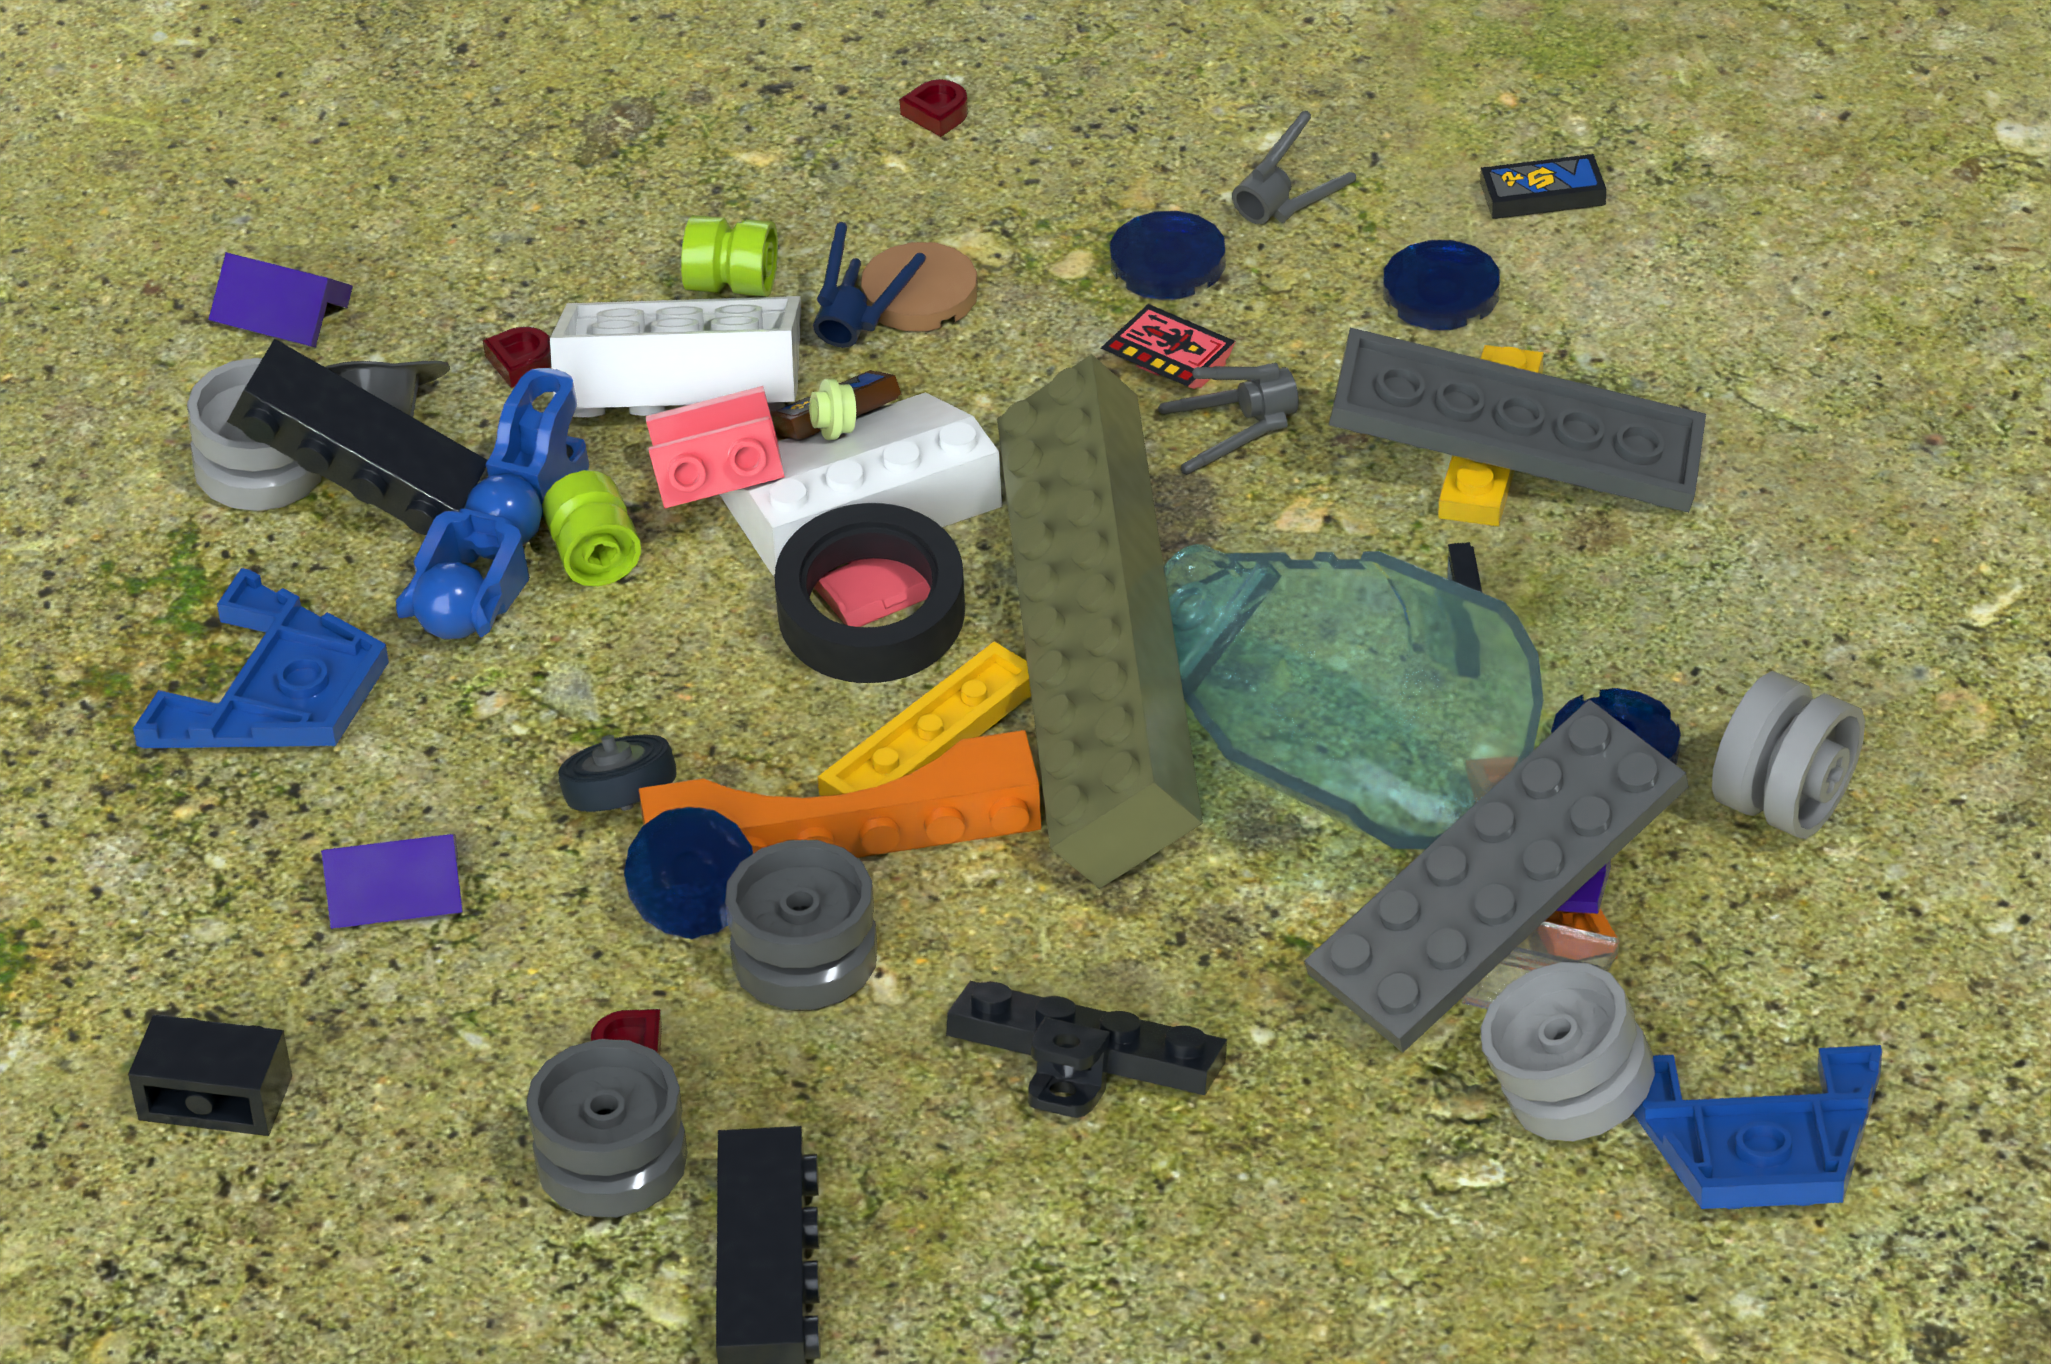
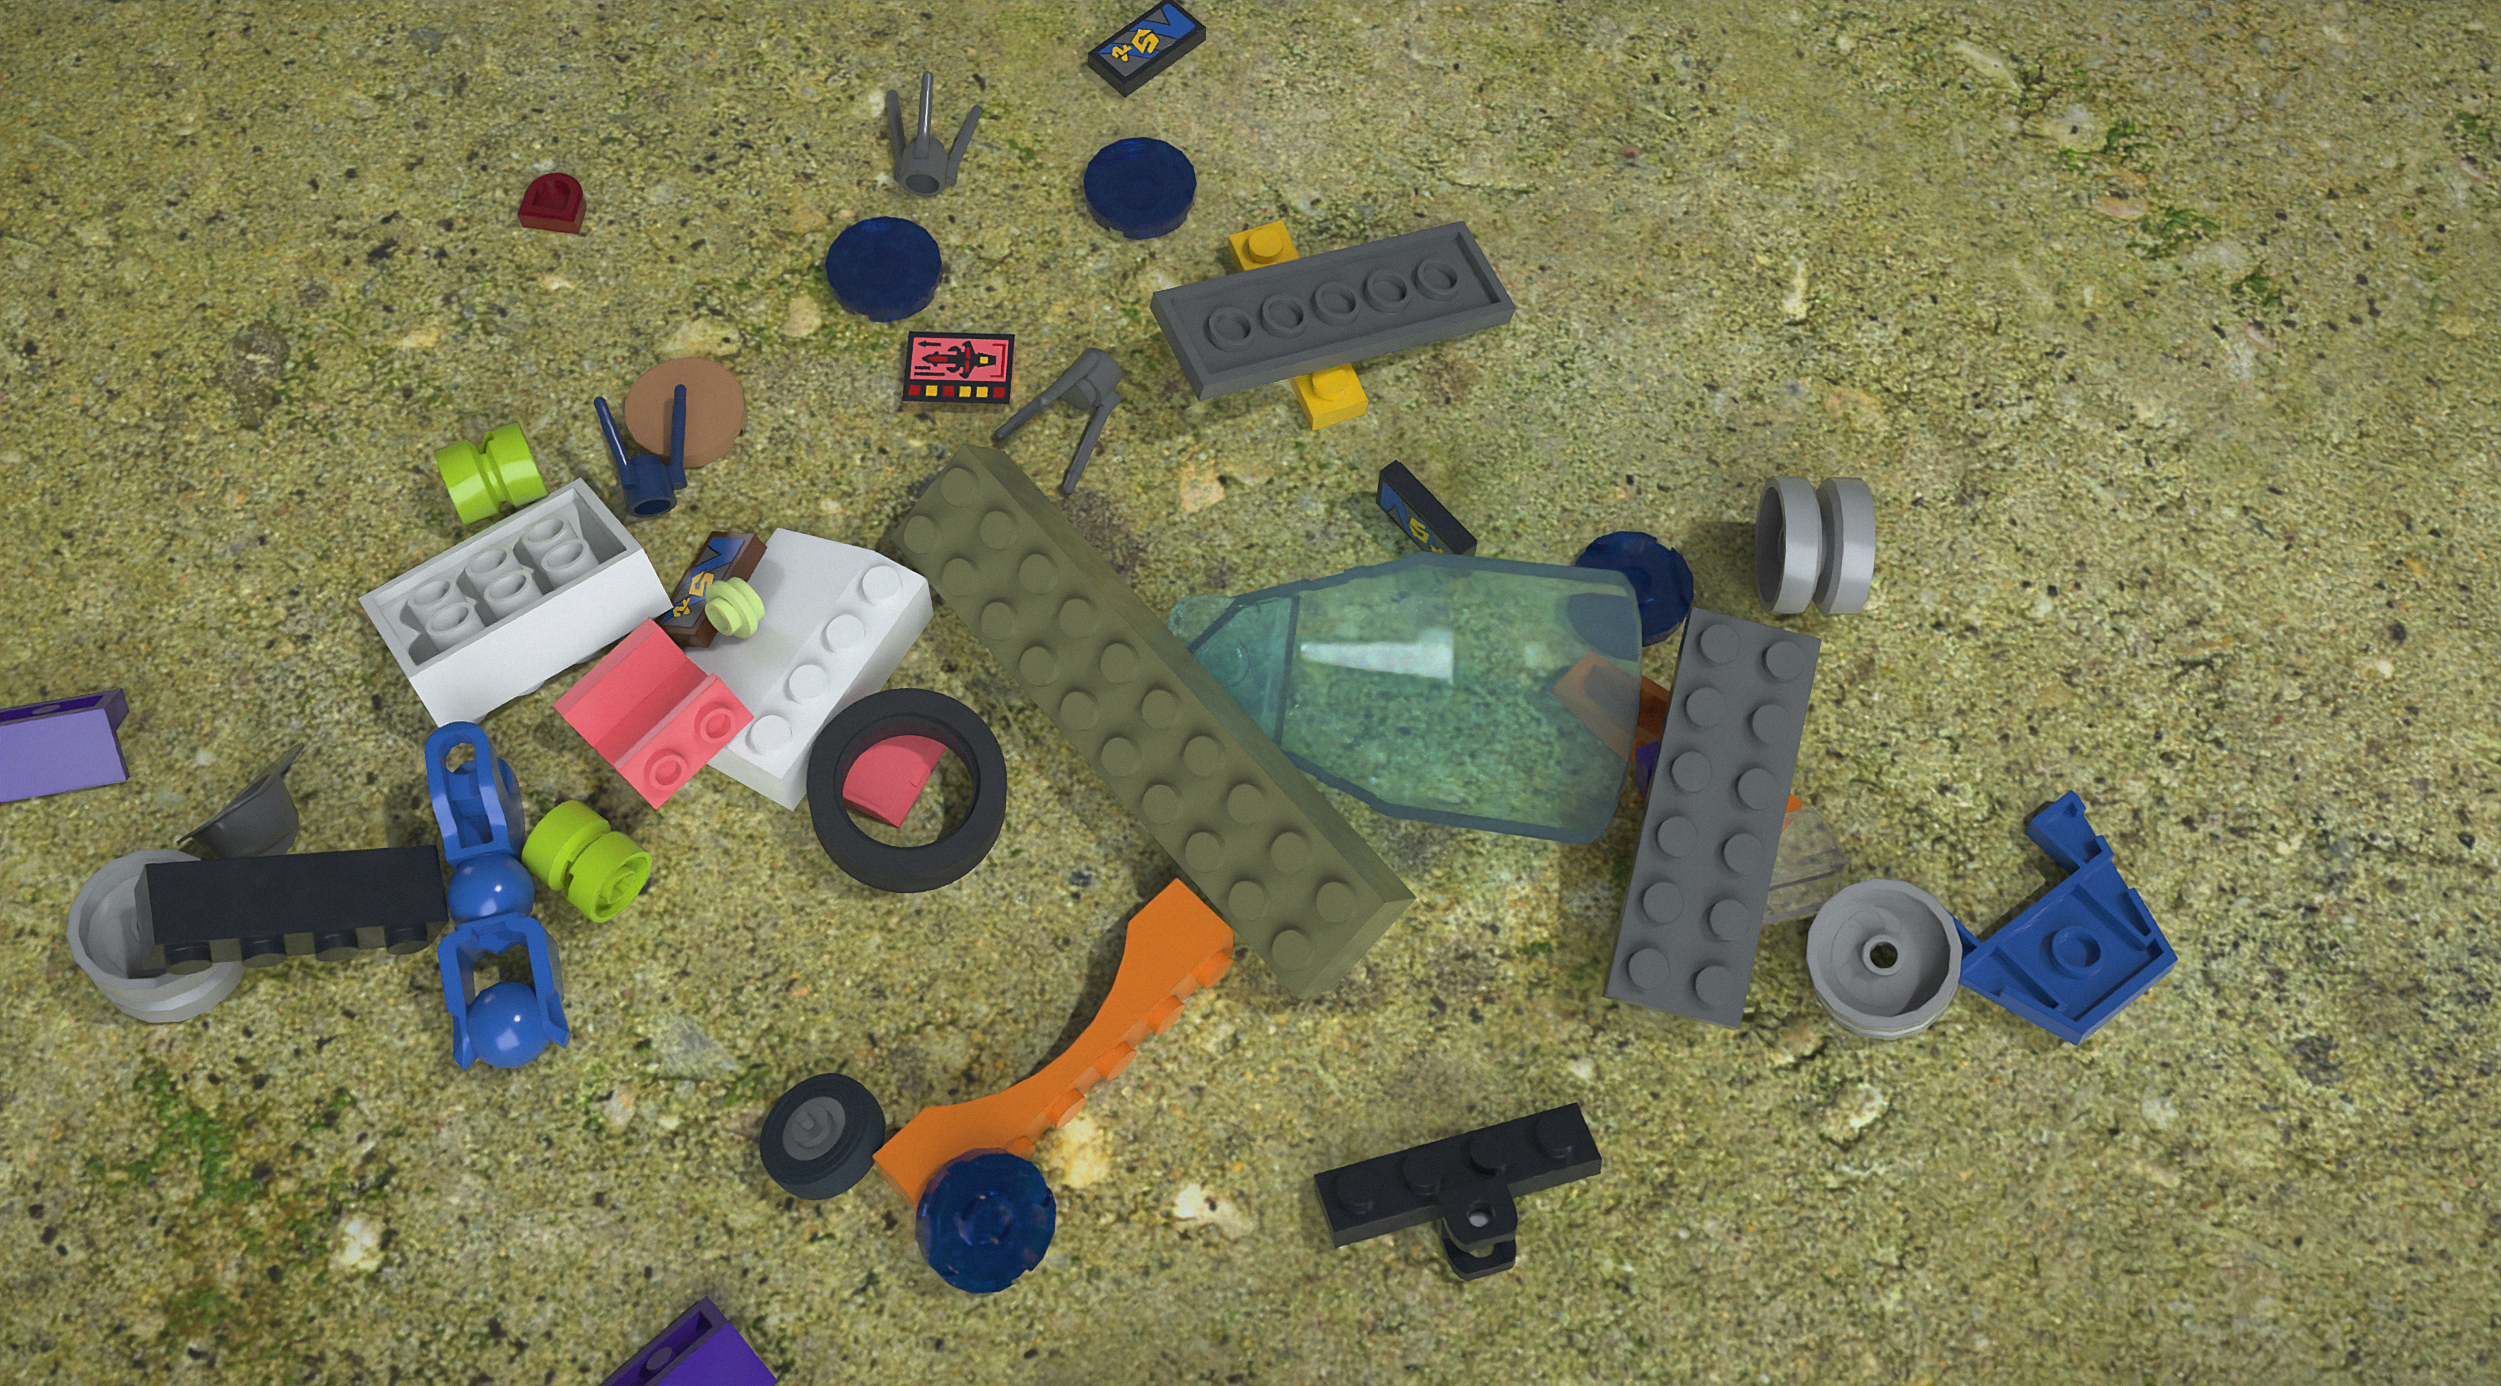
camera: 40 degrees left, 20 degrees up
(292, 690) = (415, 1212): blue wing -> none
(518, 352) = (353, 681): dark red tile -> none
(801, 924) = (1124, 1175): dark grey wheel -> none
(951, 711) = (1069, 915): yellow plate -> none

